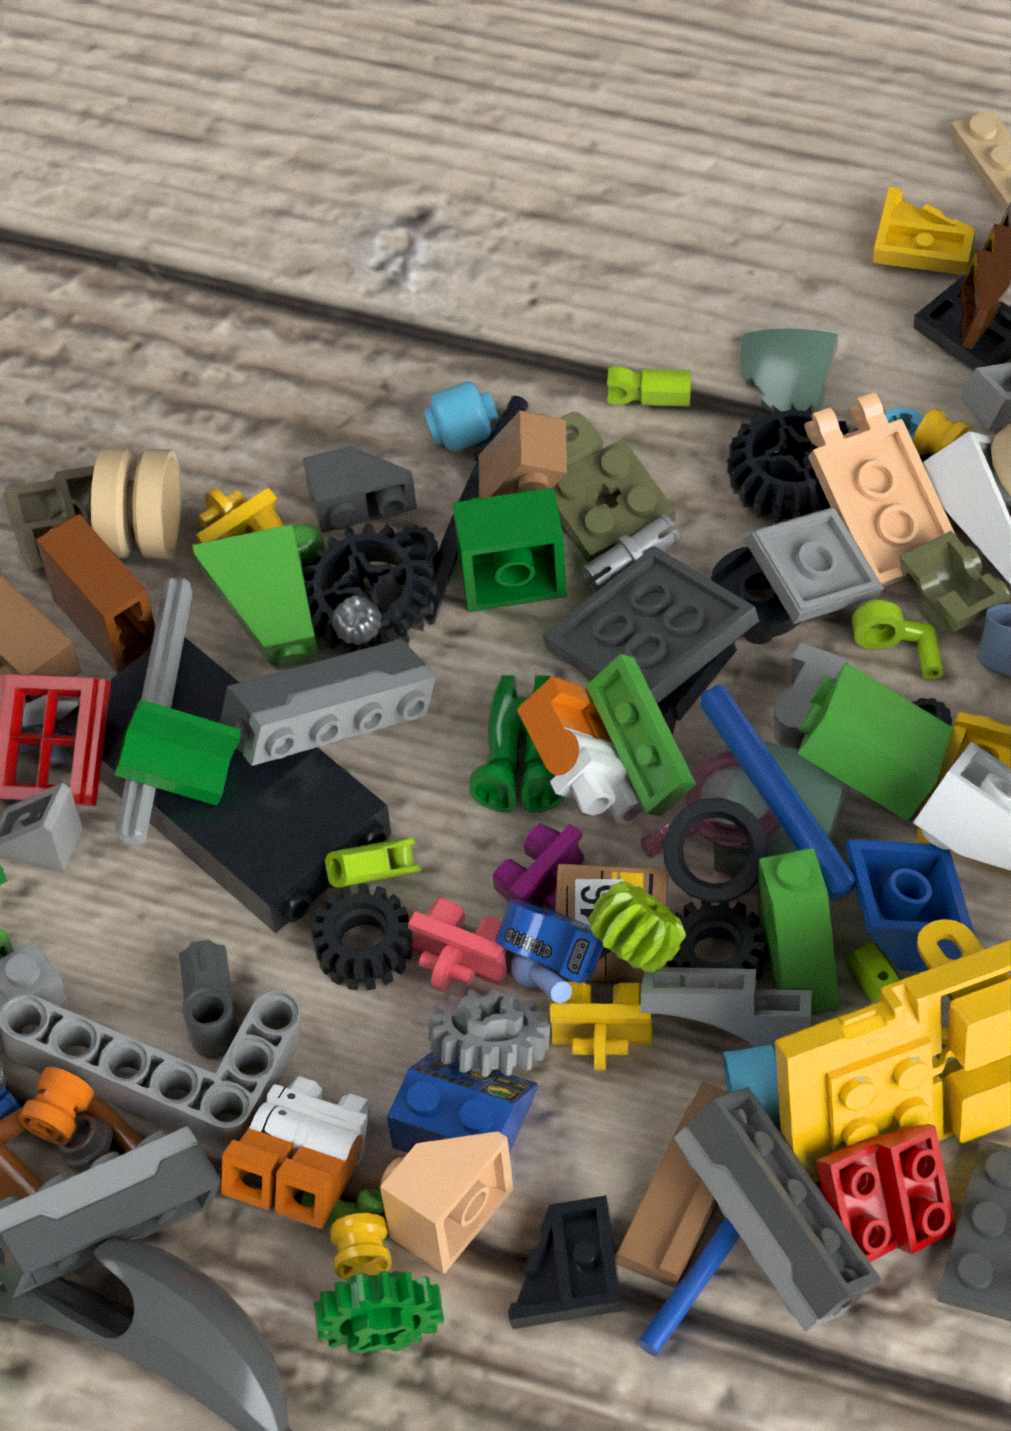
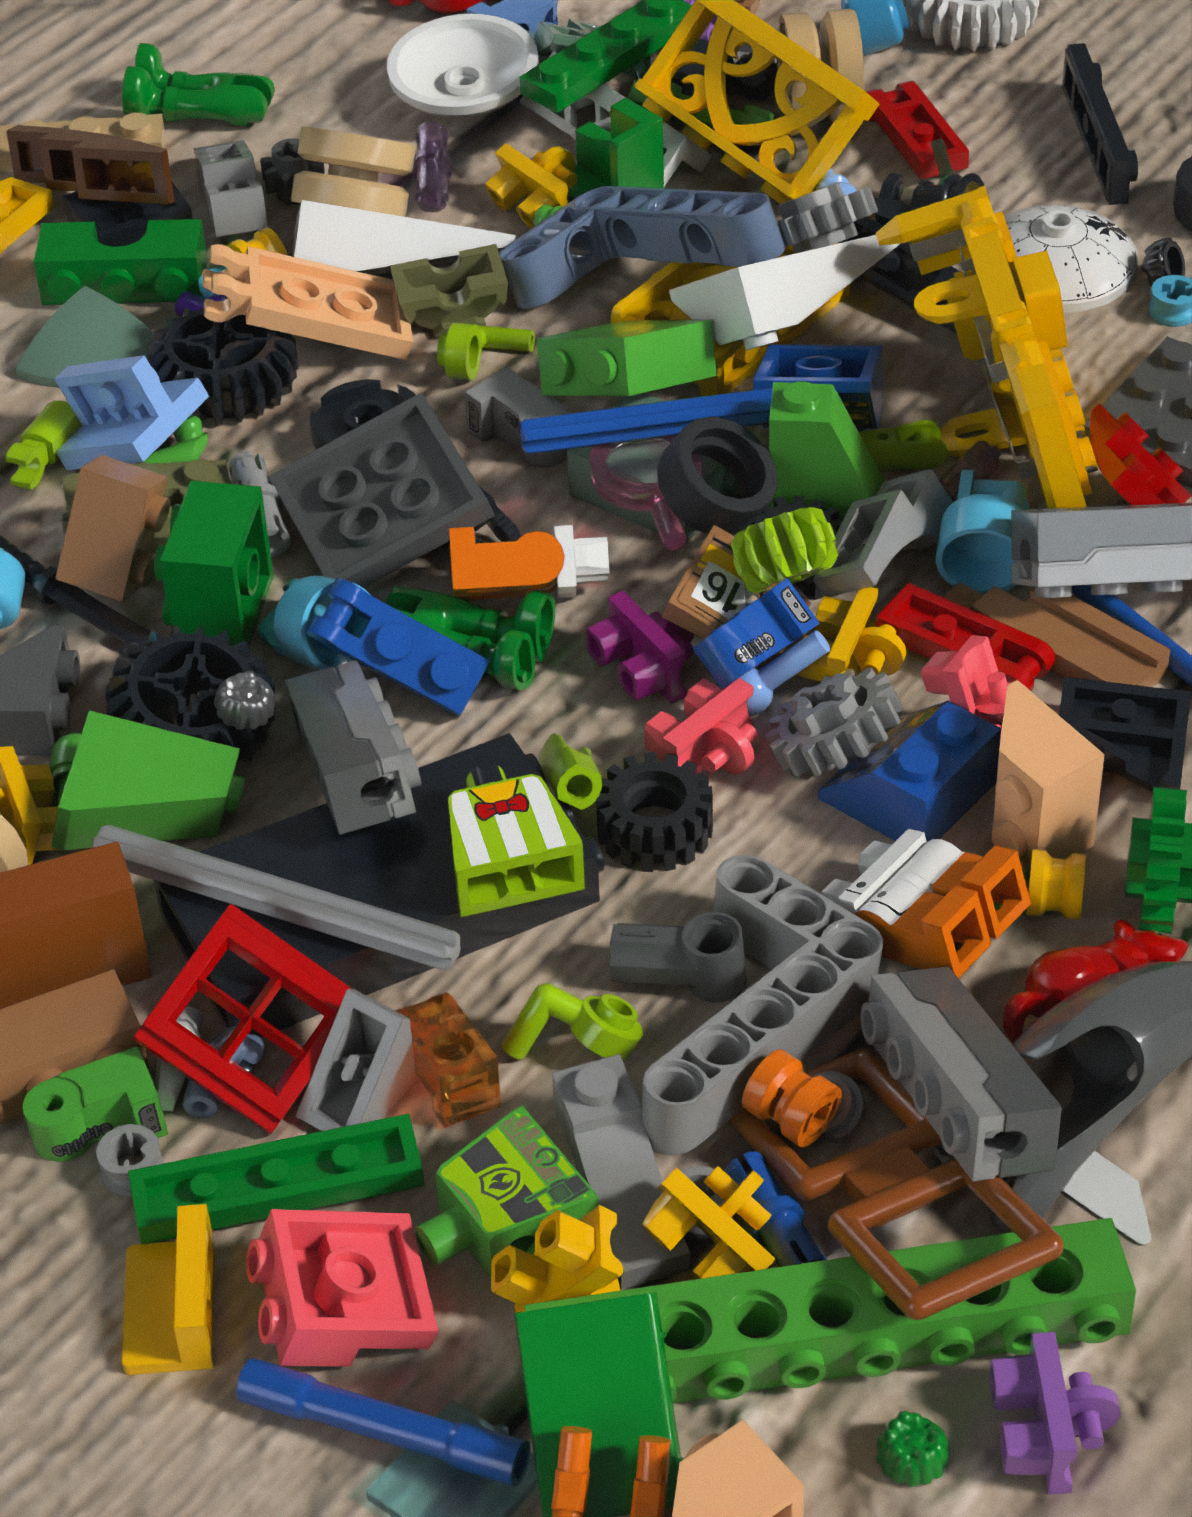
camera: 75 degrees left, 10 degrees down
(62, 1368) = (1111, 1194): none -> white sticker
(69, 876) = (452, 1060): none -> clear orange leg
(108, 963) = (600, 1023): none -> lime plate
(177, 752) = (362, 869): green panel -> none
(242, 833) = (511, 842): none -> lime torso
(263, 1290) = (1068, 970): none -> red animal
(460, 699) = (400, 648): none -> blue plate
(485, 641) = (289, 621): none -> medium azure piece
(540, 1126) = (969, 679): none -> coral hips
(640, 735) = (540, 500): bright green plate -> none
(643, 1110) = (939, 625): none -> red plate
(680, 482) = (188, 445): none -> bright green arm
(685, 426) = (123, 409): none -> light blue bracket
(814, 564) = (376, 359): light grey plate -> none
(880, 317) = (147, 271): none -> green arch

